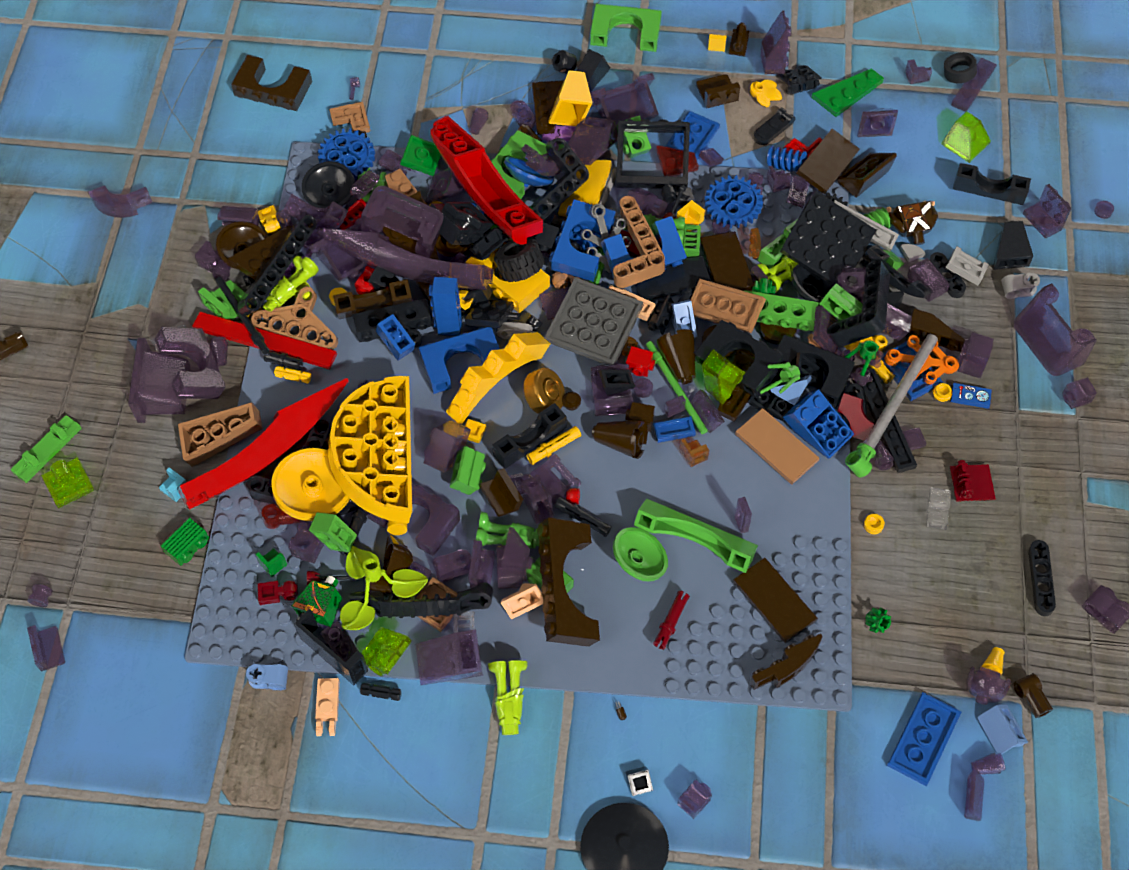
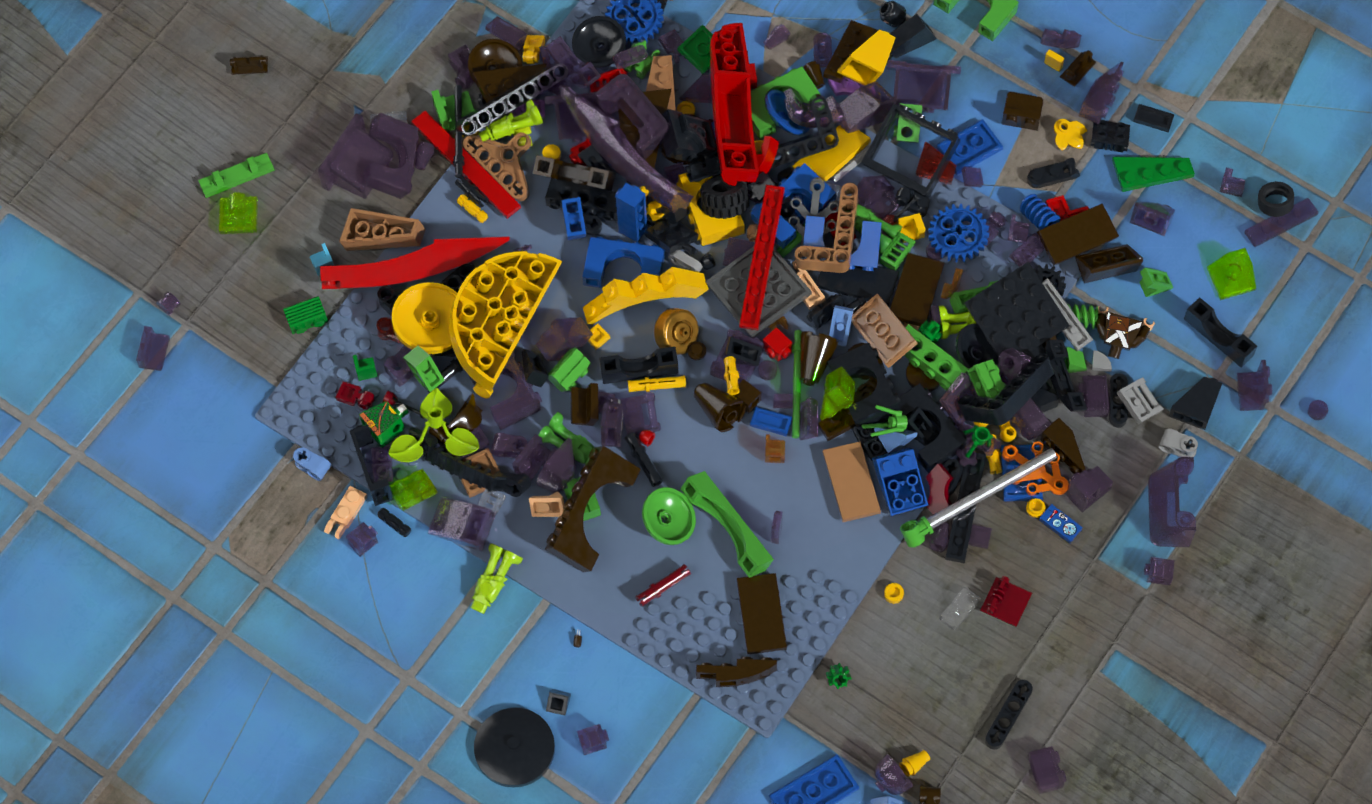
camera: 30 degrees right, 5 degrees up
(359, 723) = (362, 539): none -> clear purple brick
(435, 485) = (534, 368): none -> black slope
(535, 203) = (769, 151): none -> red slope
(584, 293) = (762, 257): none -> red tile
(625, 408) = (731, 375): none -> yellow pin
(716, 24) = (1068, 39): none -> clear purple slope
(822, 52) = (1153, 118): none -> black tile
(911, 172) = (1154, 282): none -> bright green slope

